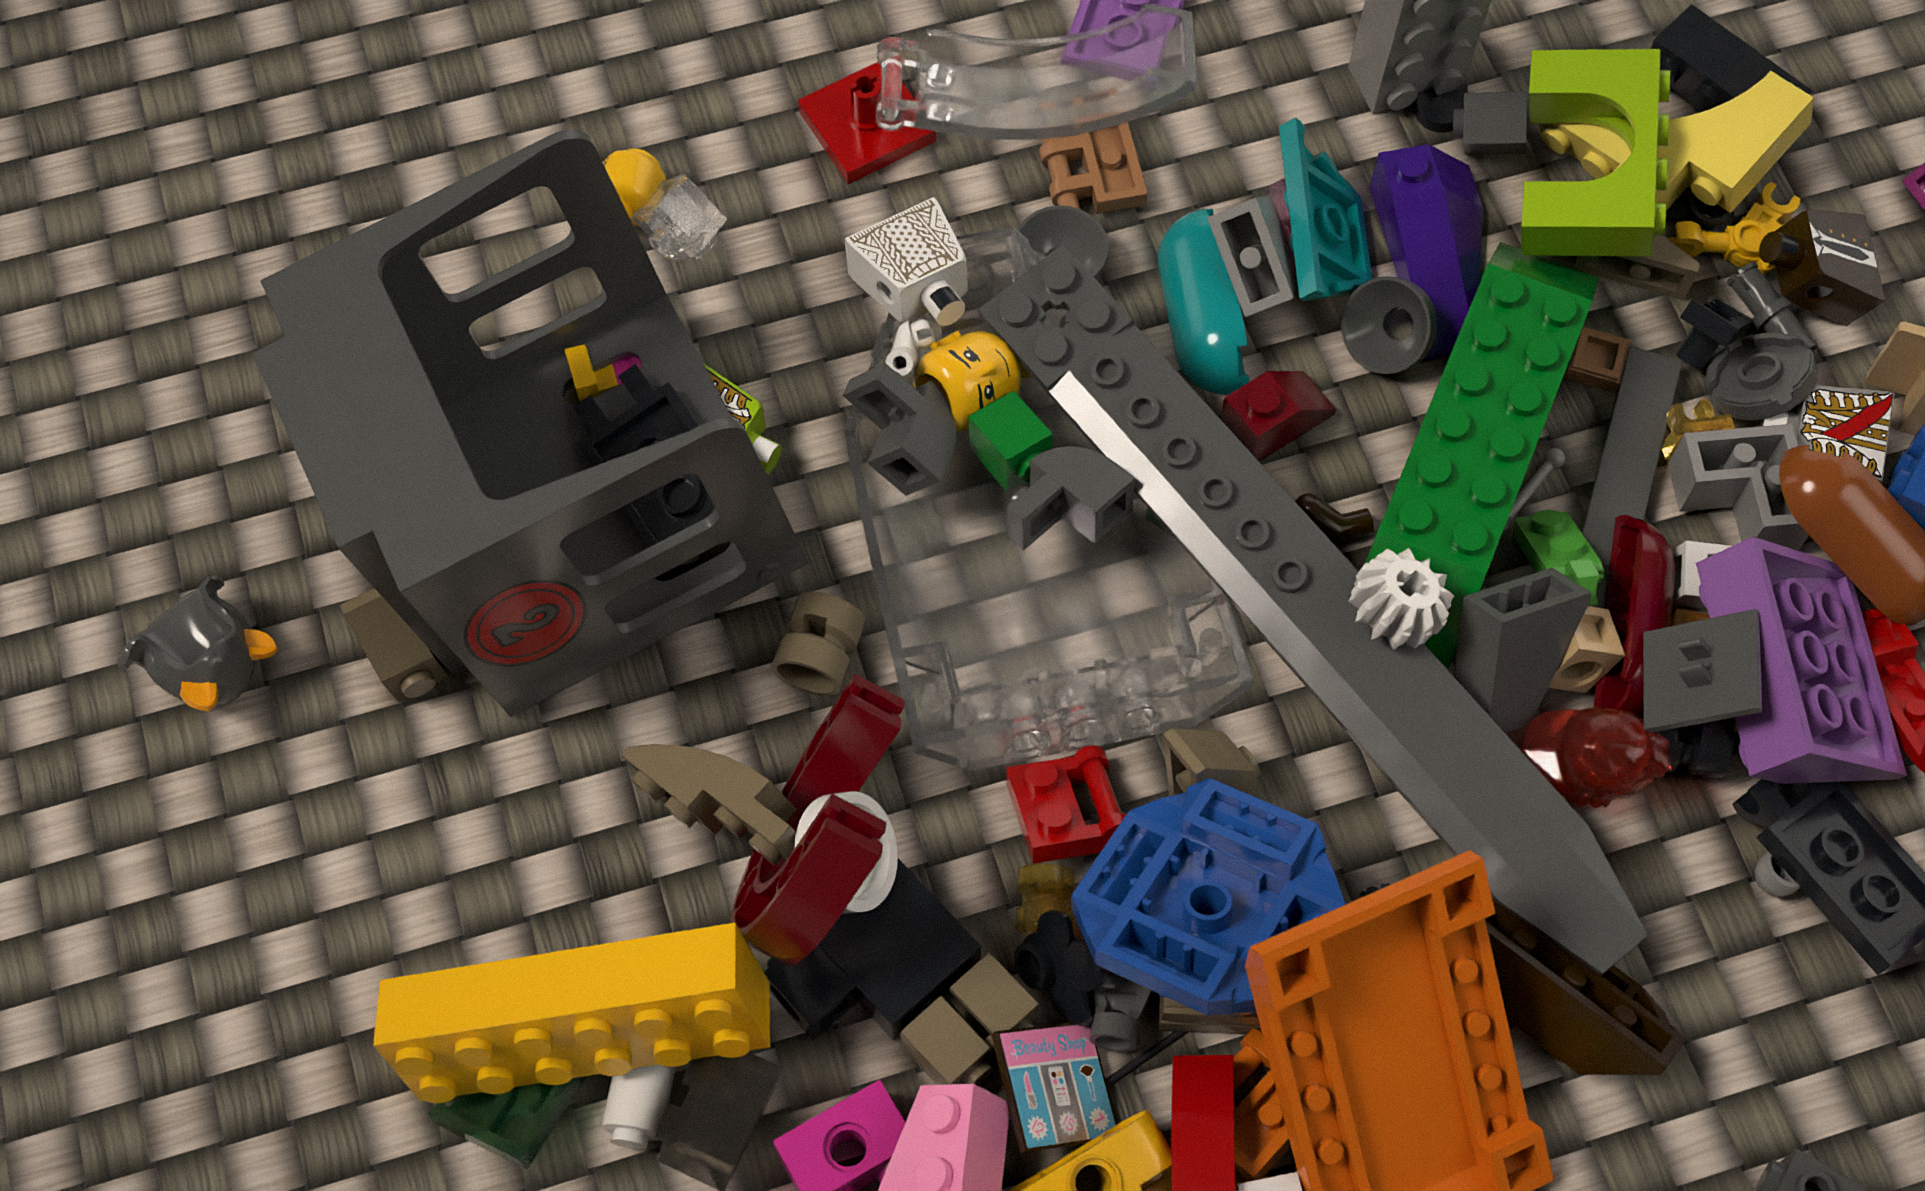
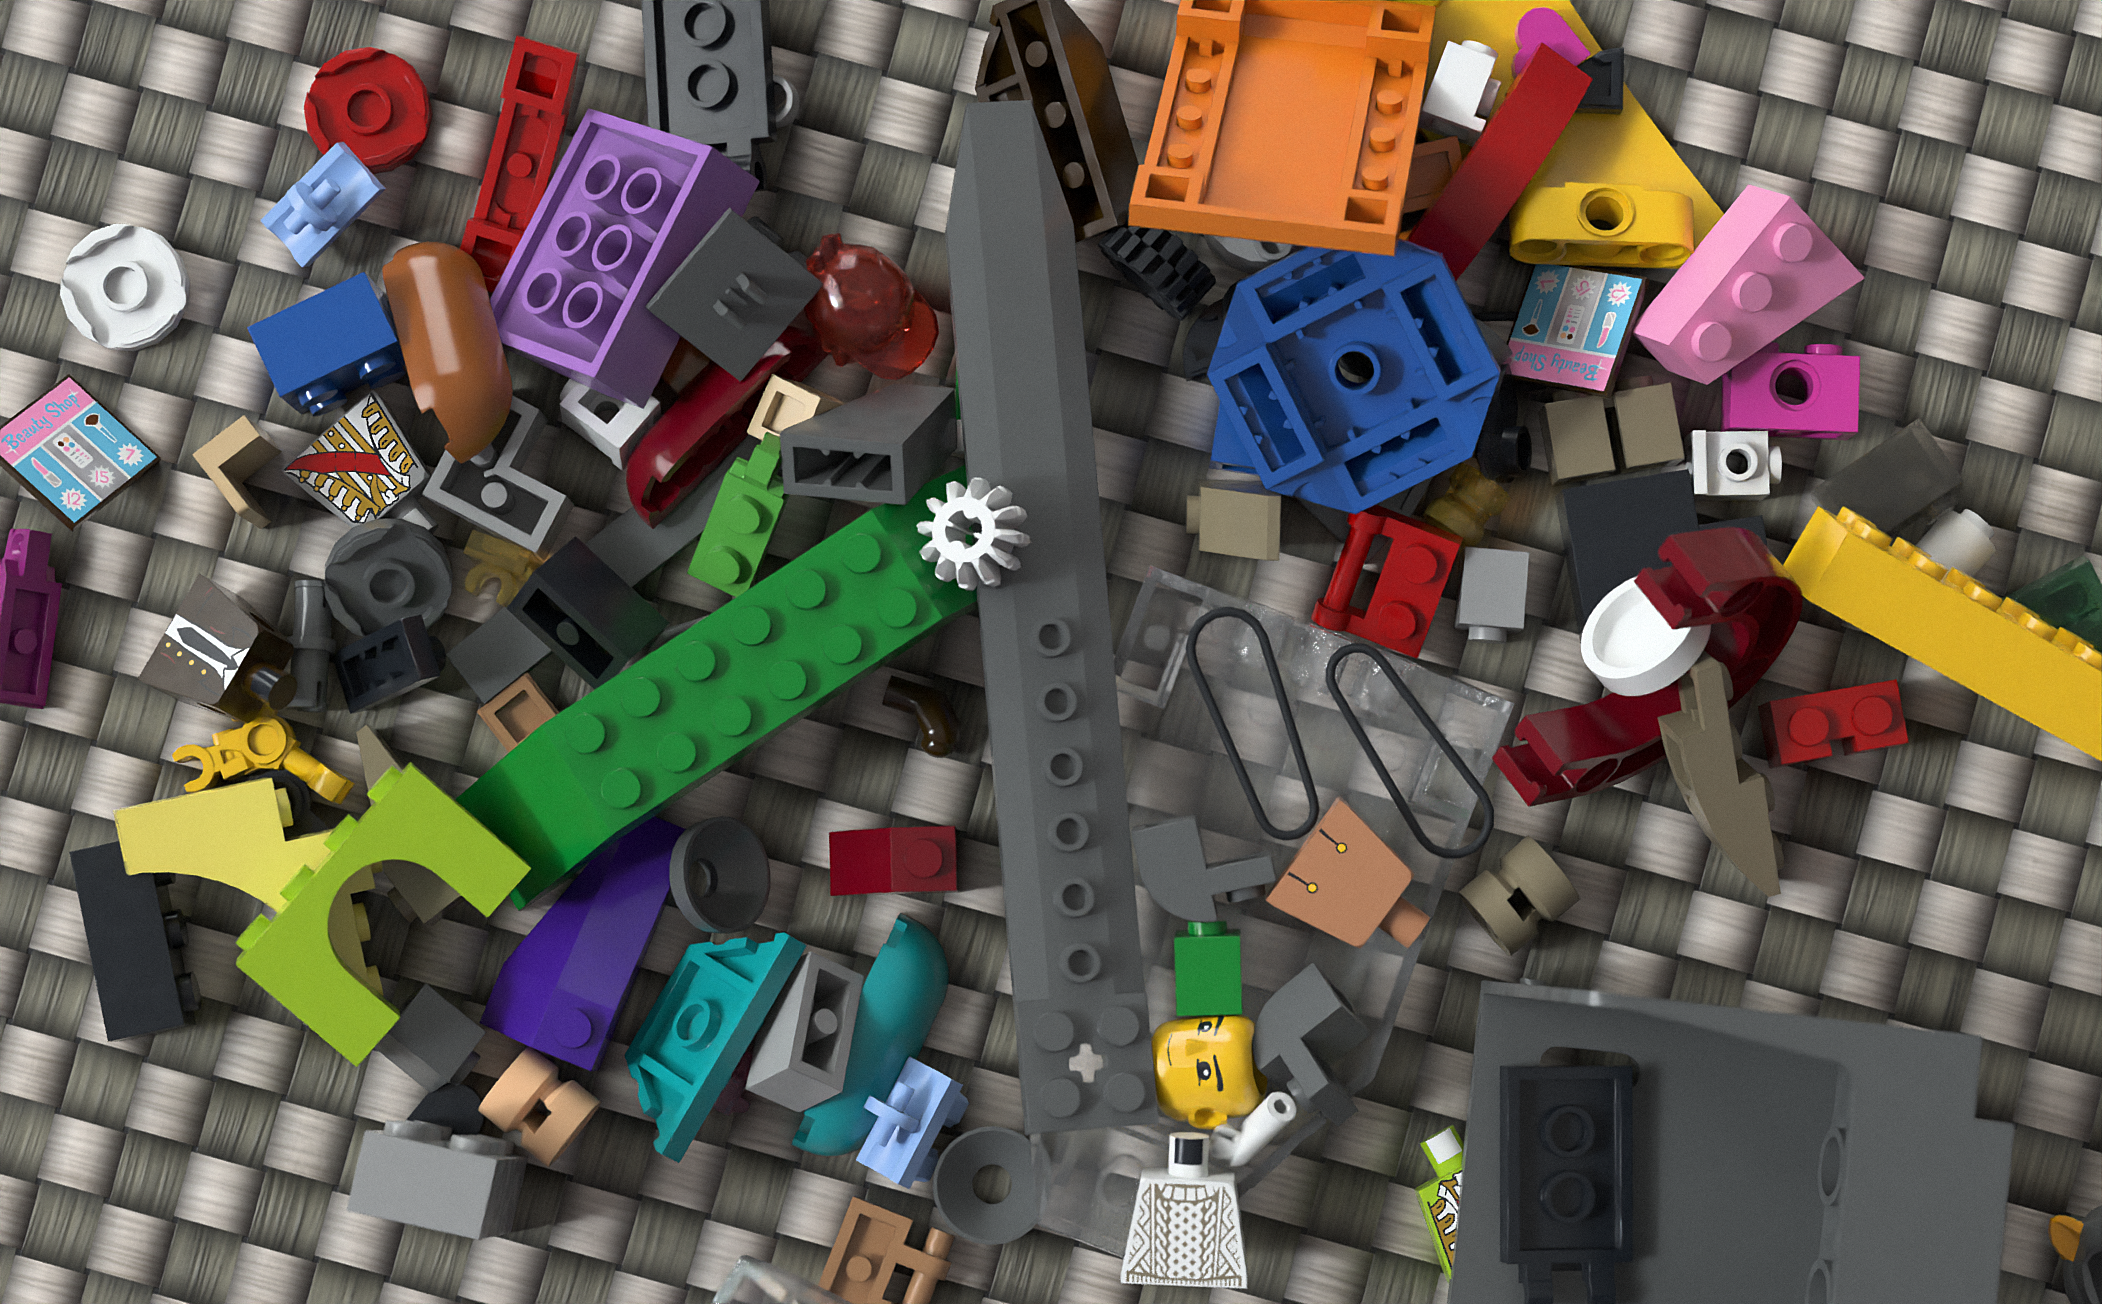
camera: 145 degrees left, 20 degrees up
(673, 900) = (1859, 716): none -> red brick
(873, 644) = (1432, 729): none -> black piece
(883, 1053) = (1710, 475): none -> white brick
(952, 549) = (1349, 882): none -> nougat torso
(982, 847) = (1491, 593): none -> light grey brick
(1146, 252) = (910, 1122): none -> light blue hips
(1149, 685) = (1285, 710): none -> black piece
(1389, 126) = (519, 1093): none -> light nougat wheel
(1614, 422) = (587, 614): none -> black brick

